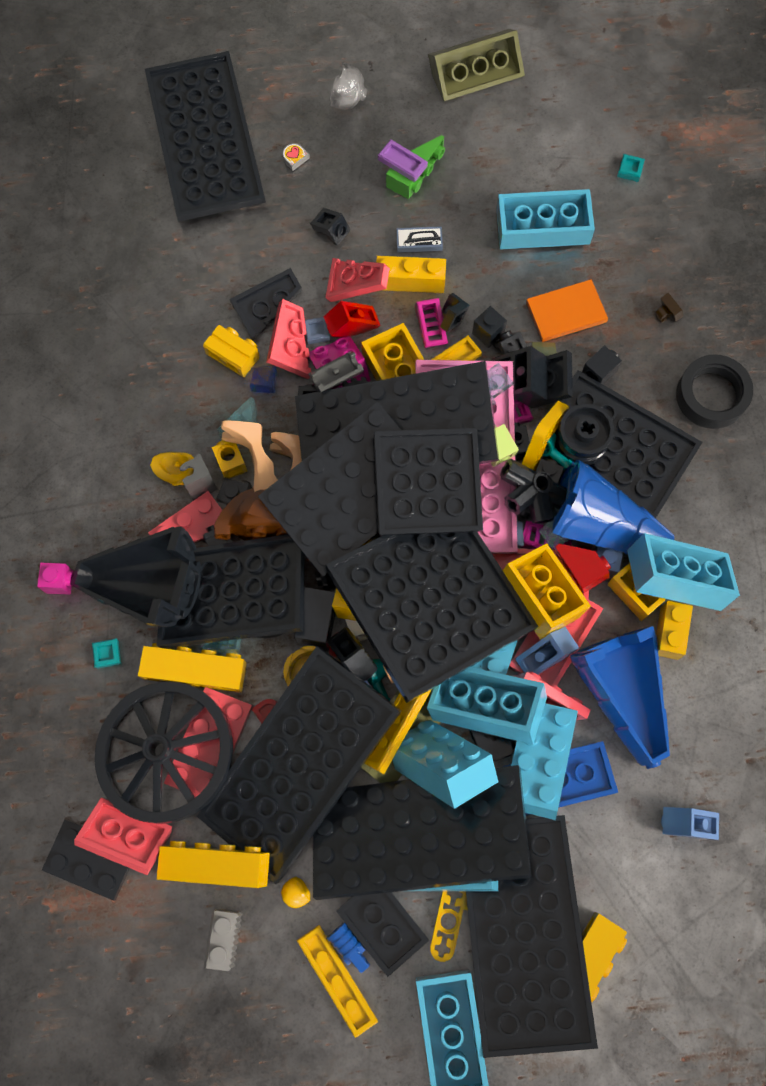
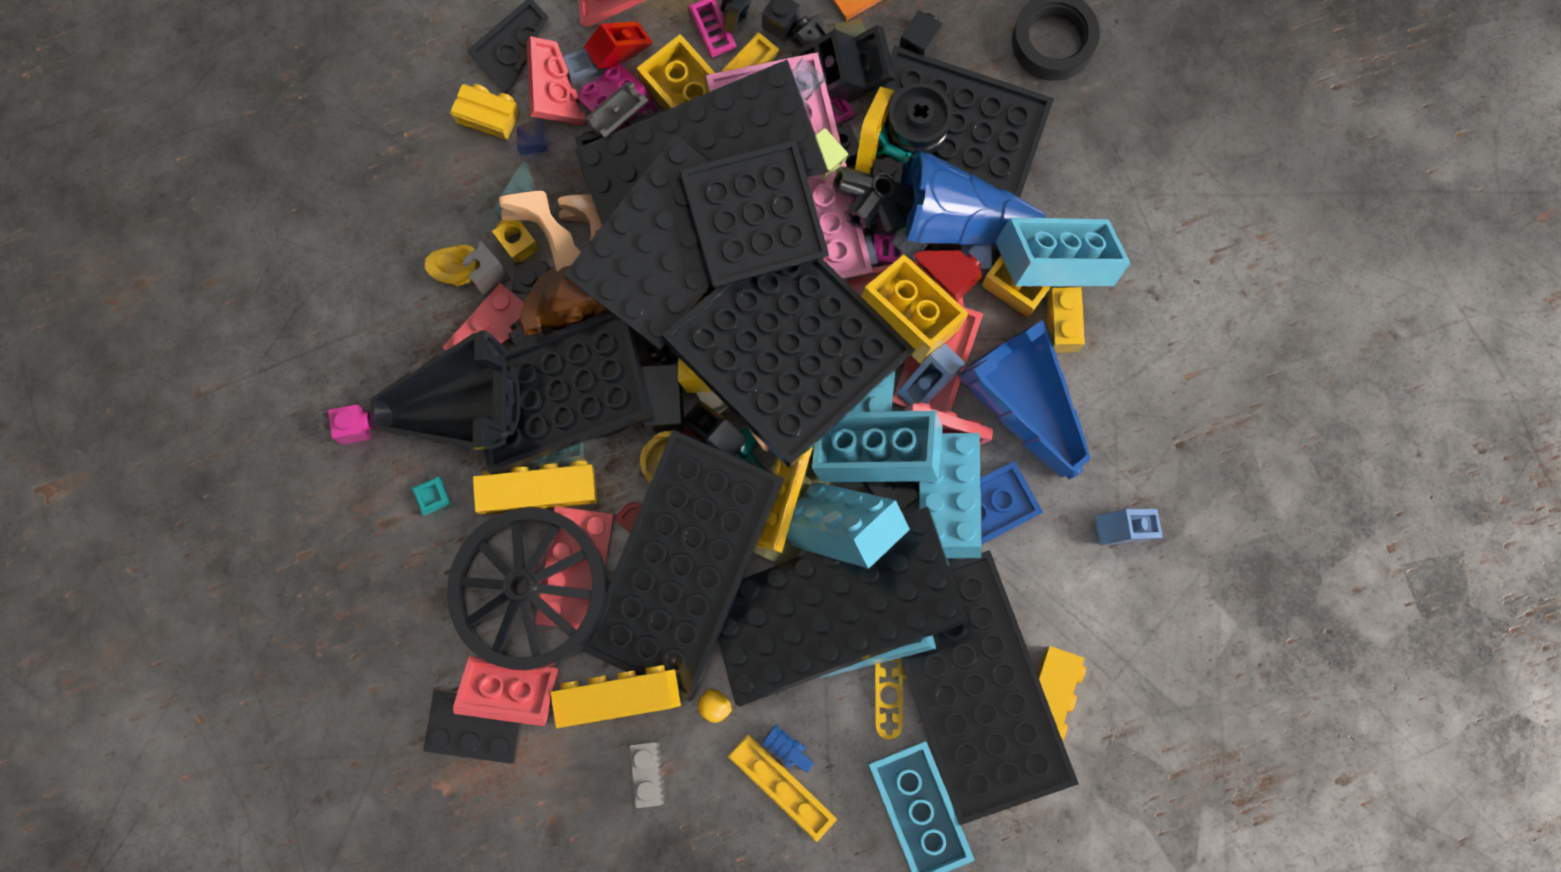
camera: 15 degrees left, 5 degrees up
(383, 929) = (819, 719): black plate -> none

